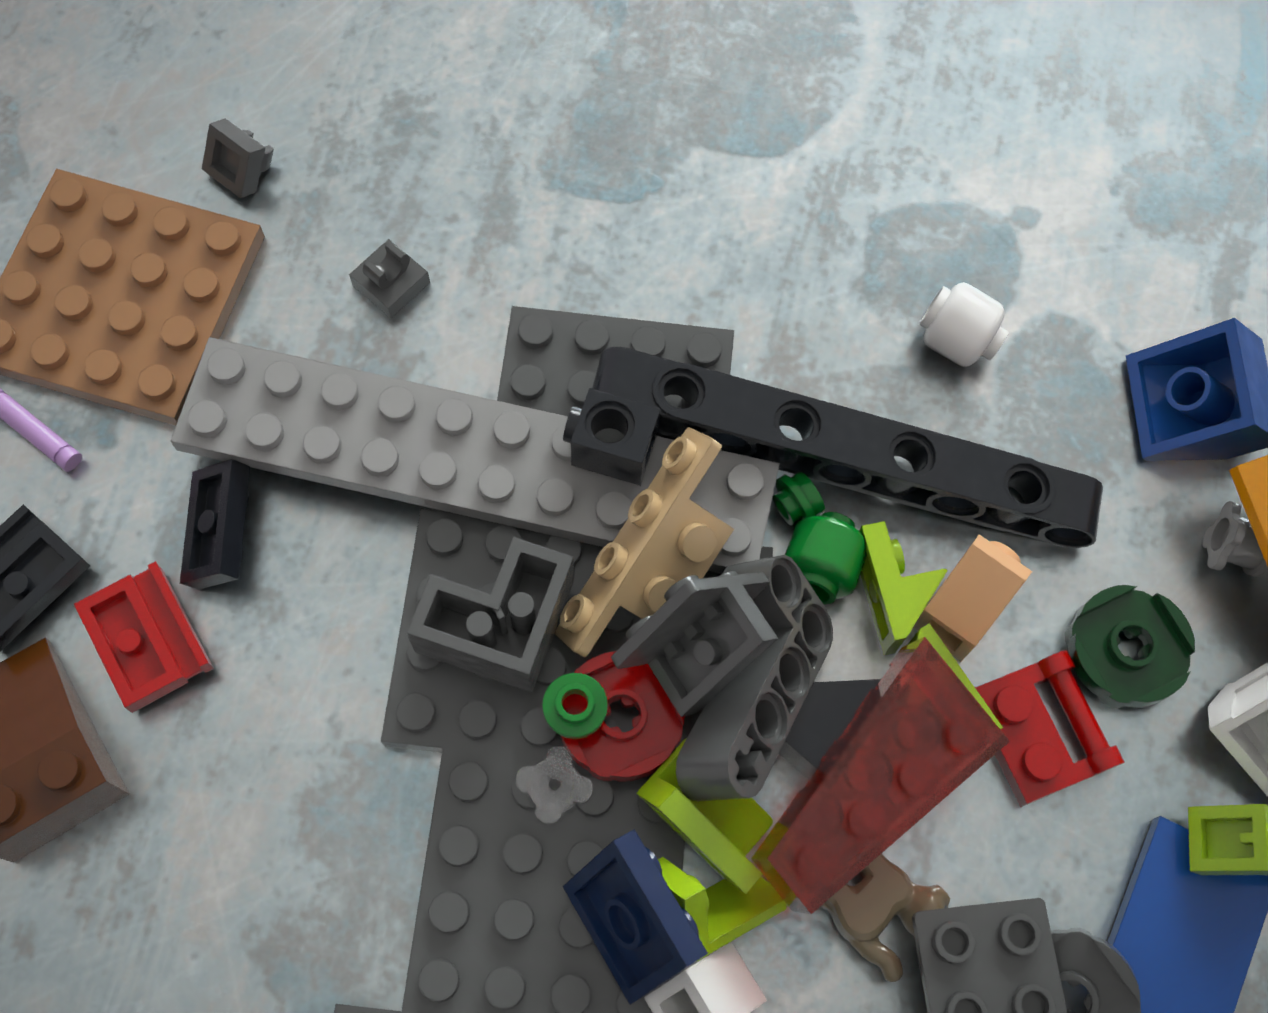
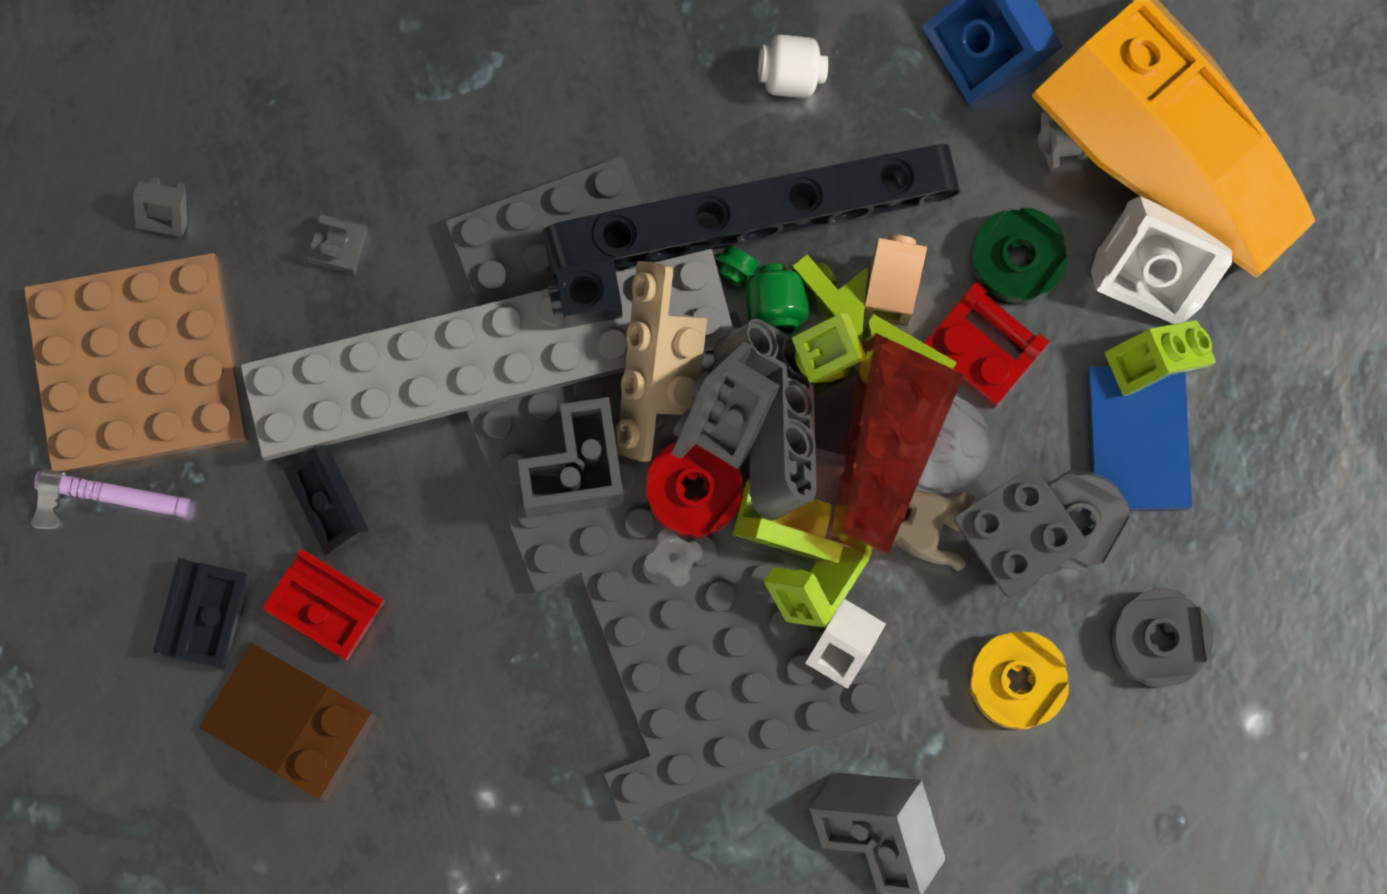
camera: 30 degrees left, 10 degrees up
(577, 725) = (659, 513): green plate -> none
(634, 917) = (774, 615): dark blue plate -> none
(858, 634) = (829, 350): none -> lime bracket
(971, 840) = (970, 453): none -> clear plate

